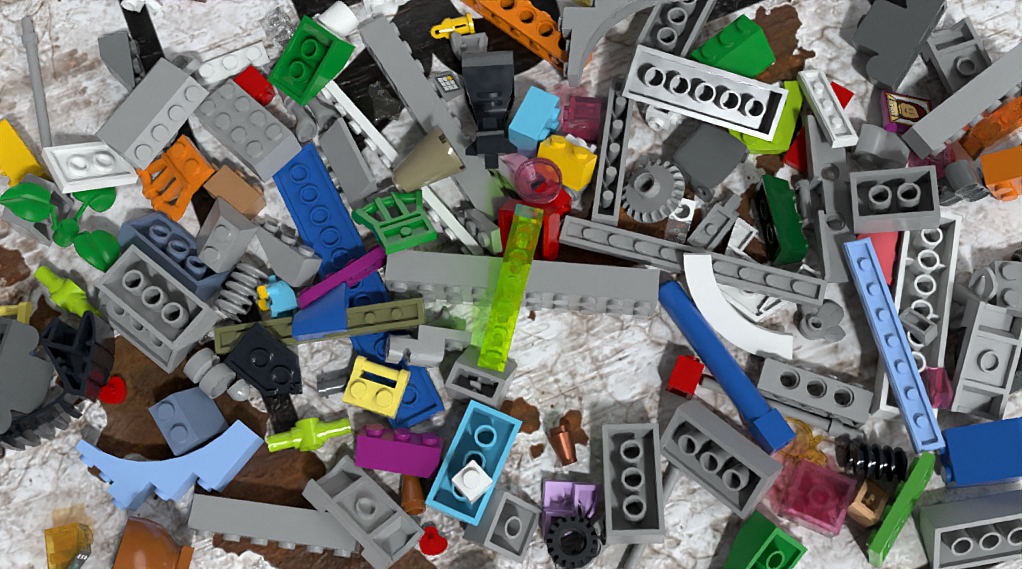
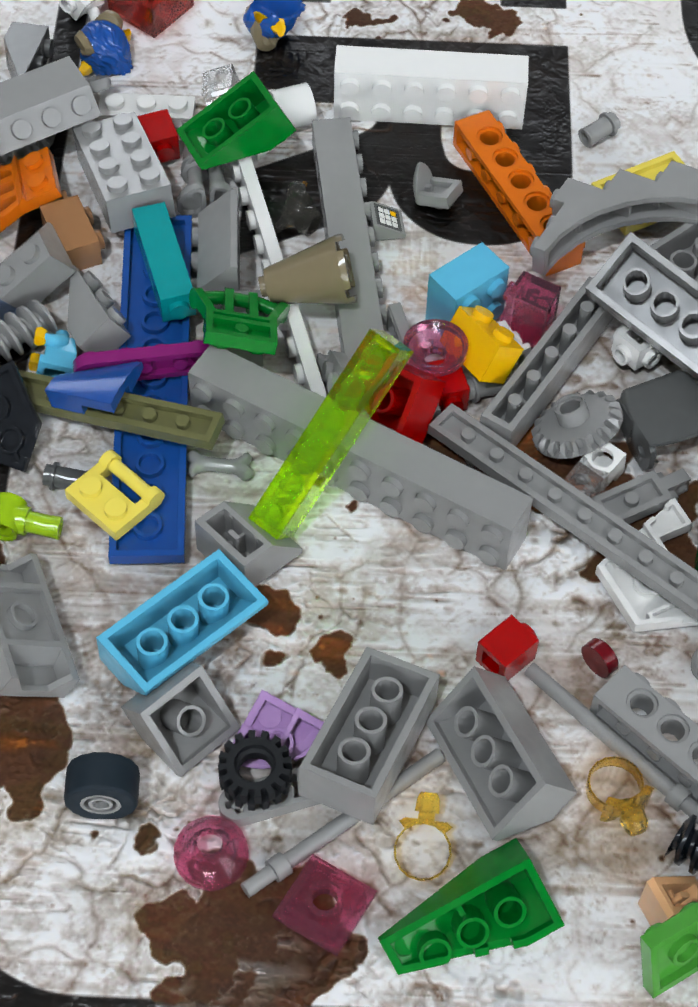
camera: 20 degrees right, 15 degrees down
(175, 28) = (104, 46): none -> blue hair
(315, 192) = (163, 261): none -> teal brick
(399, 451) = (98, 572): magenta brick -> none
(412, 495) = (83, 640): dark orange cone -> none
(426, 346) = (200, 474): light grey plate -> none
(432, 543) = (82, 702): red piece -> none
(448, 26) = (440, 165): yellow piece -> none
(472, 482) = (165, 632): white brick -> none
(490, 98) = (434, 231): black piece -> none
(563, 444) = (309, 659): copper cone -> none
(691, 519) = (427, 805): none -> clear yellow piece
(725, 318) = (594, 598): white tile -> none
(745, 355) = (600, 657): none -> dark red tile
(765, 424) = (583, 739): blue brick -> none
(817, 498) = (605, 862): clear pink brick -> none

